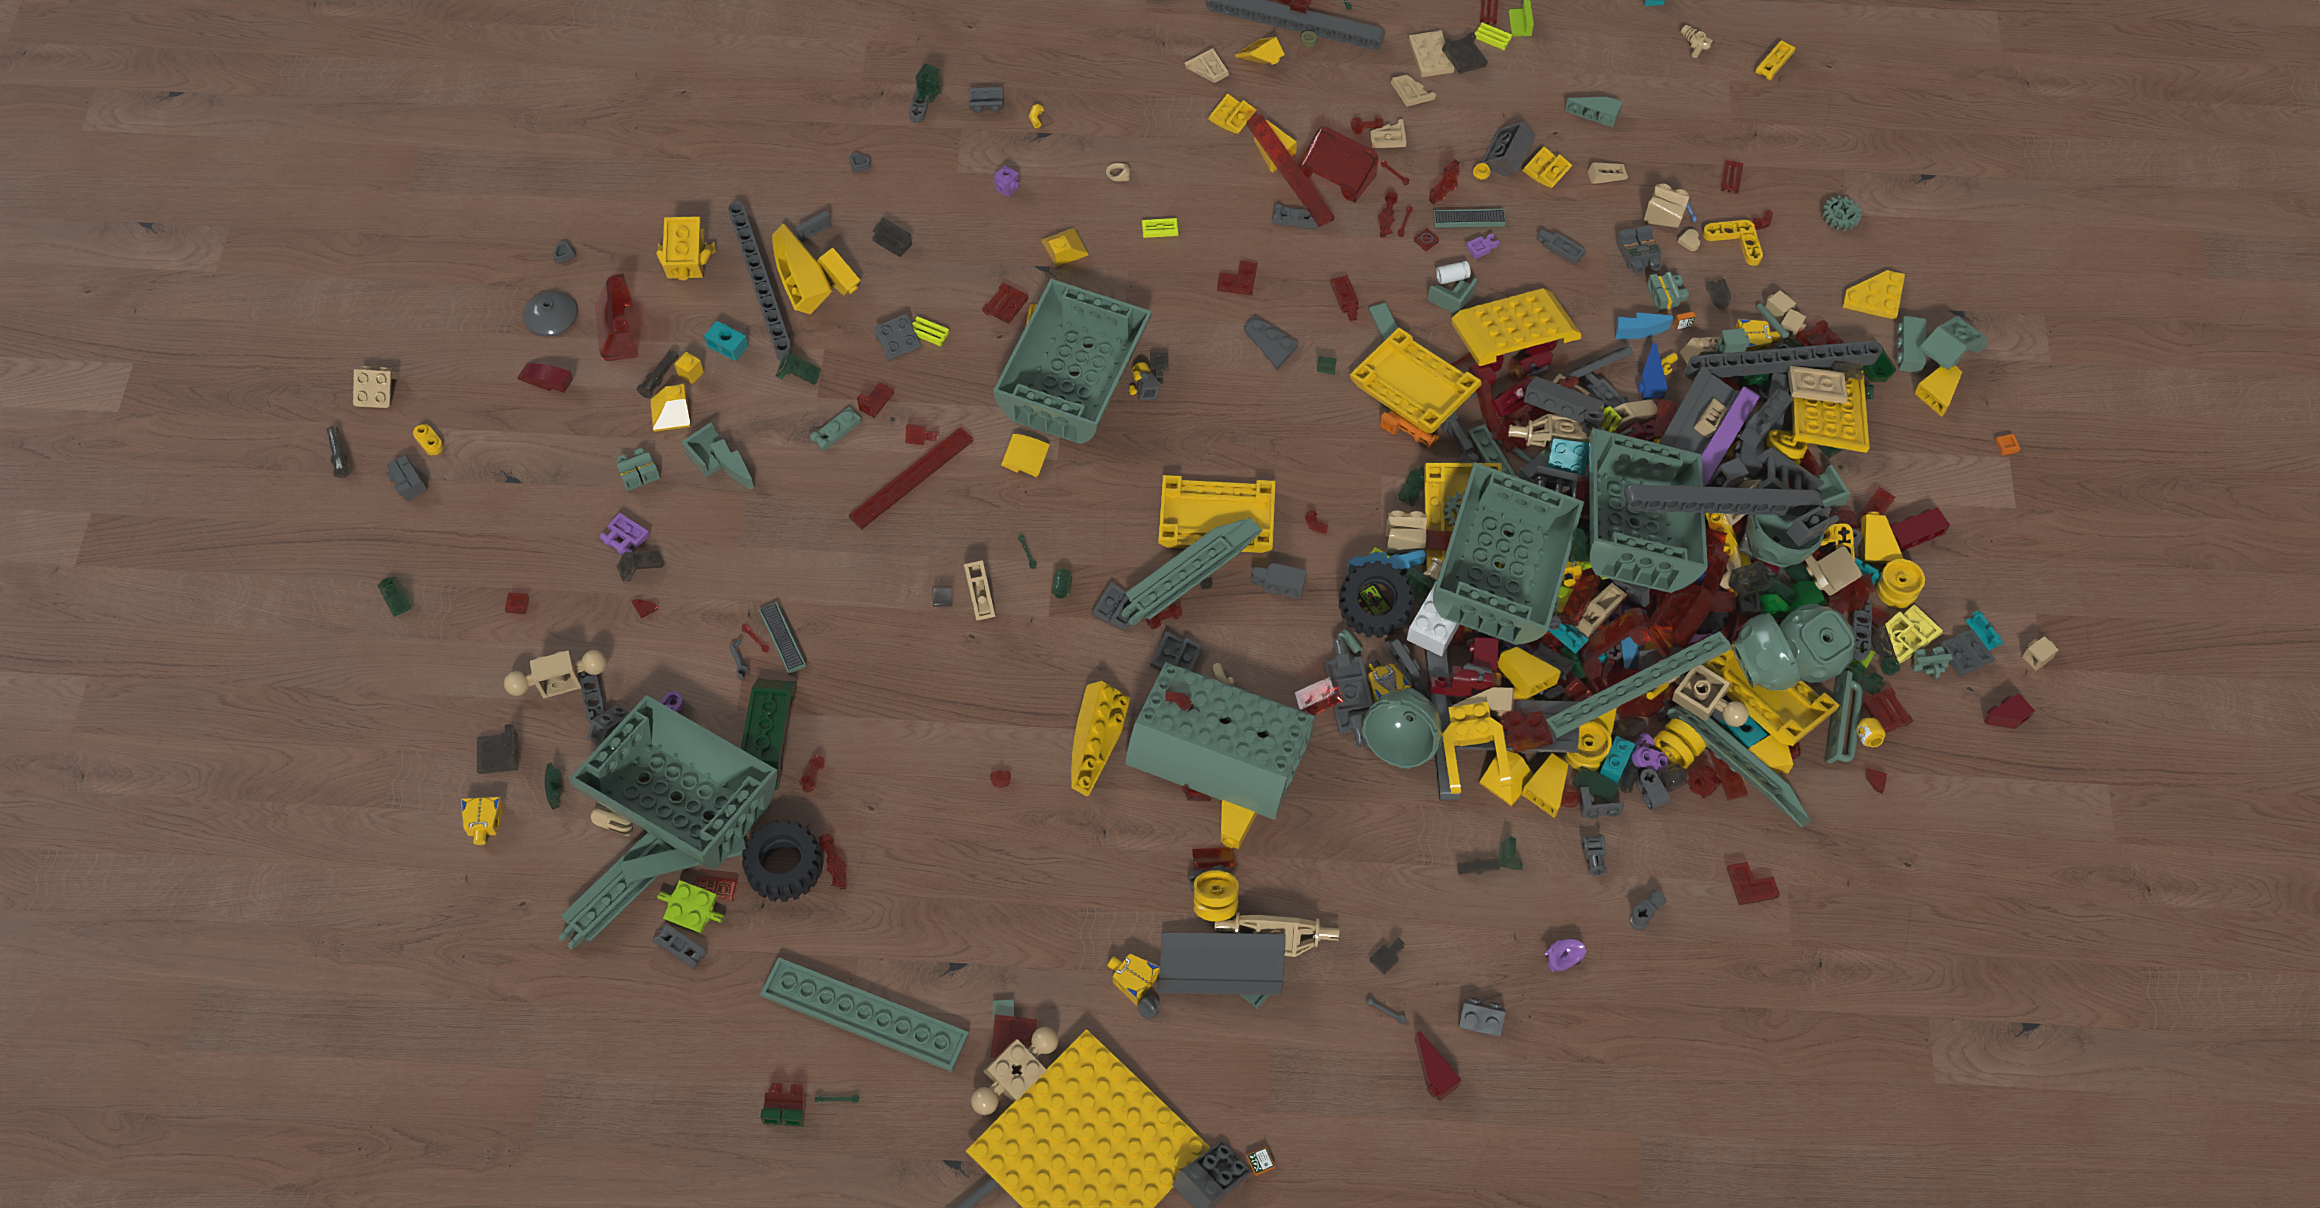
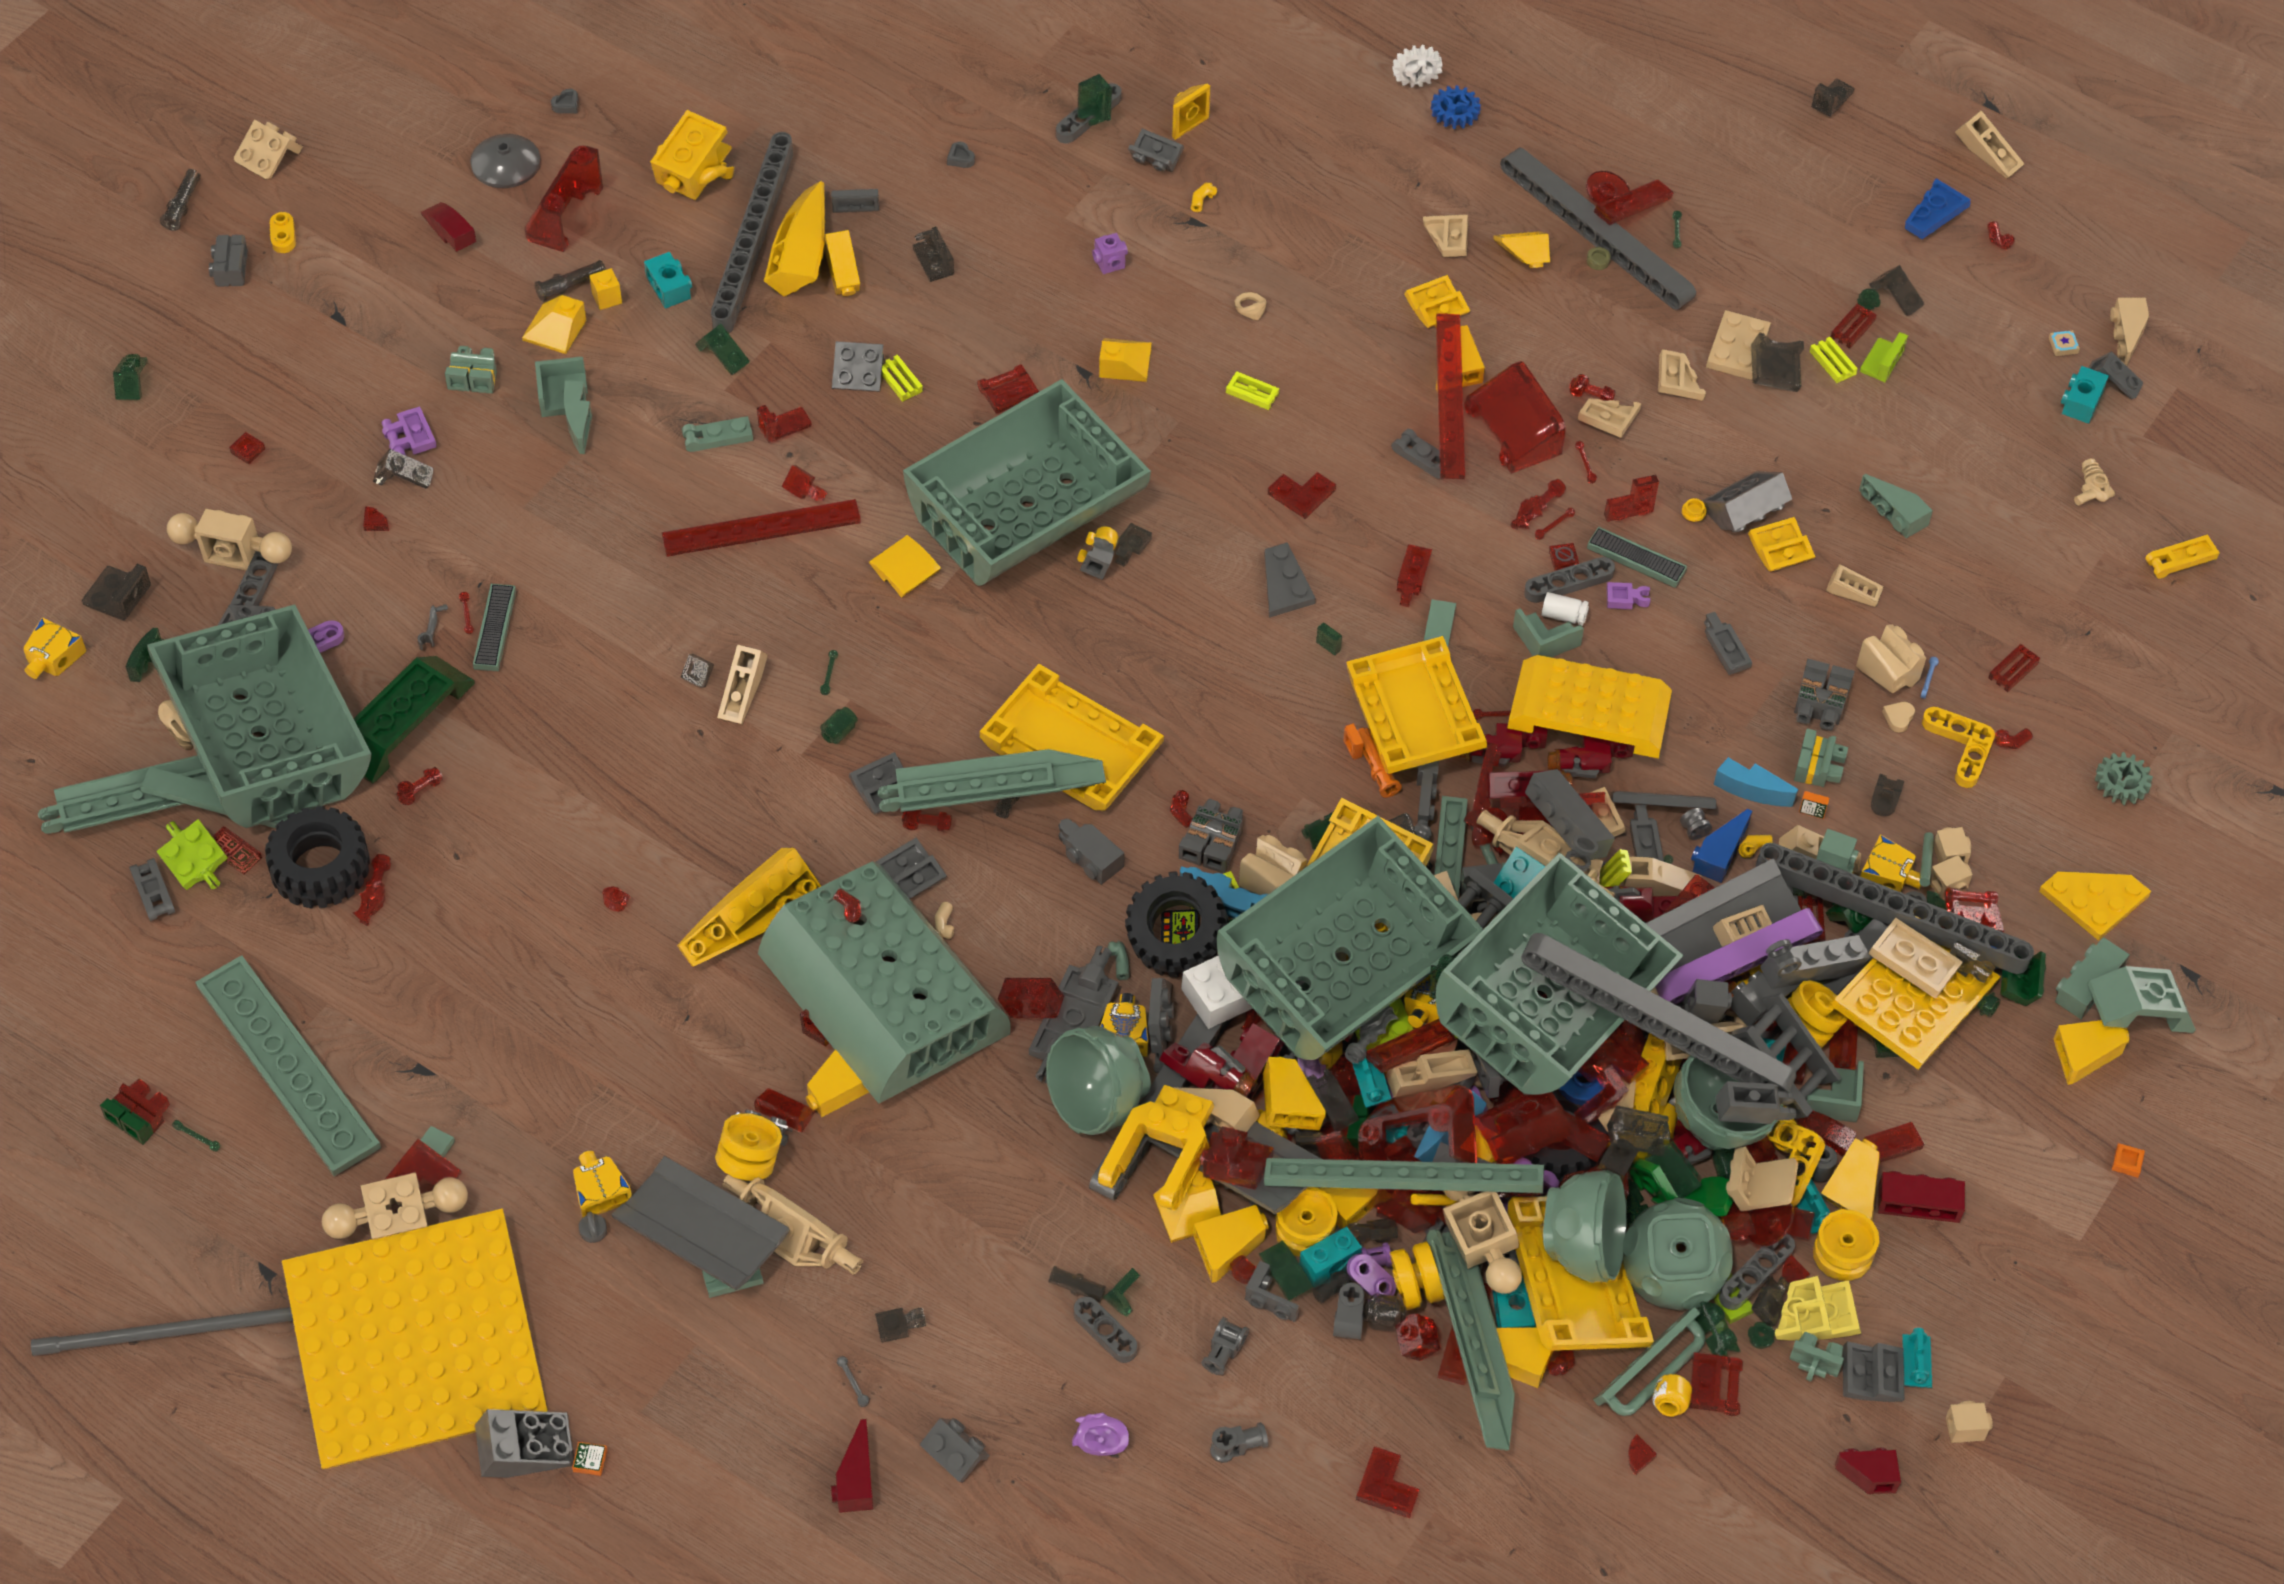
camera: 30 degrees right, 5 degrees down
(988, 60) = (1190, 109): none -> yellow slope
(1349, 530) = (1212, 836): none -> dark grey hips
(1441, 253) = (1571, 582): none -> dark grey beam
(1508, 890) = (1106, 1341): none -> dark grey beam
(1626, 368) = (1695, 823): none -> flat silver wheel

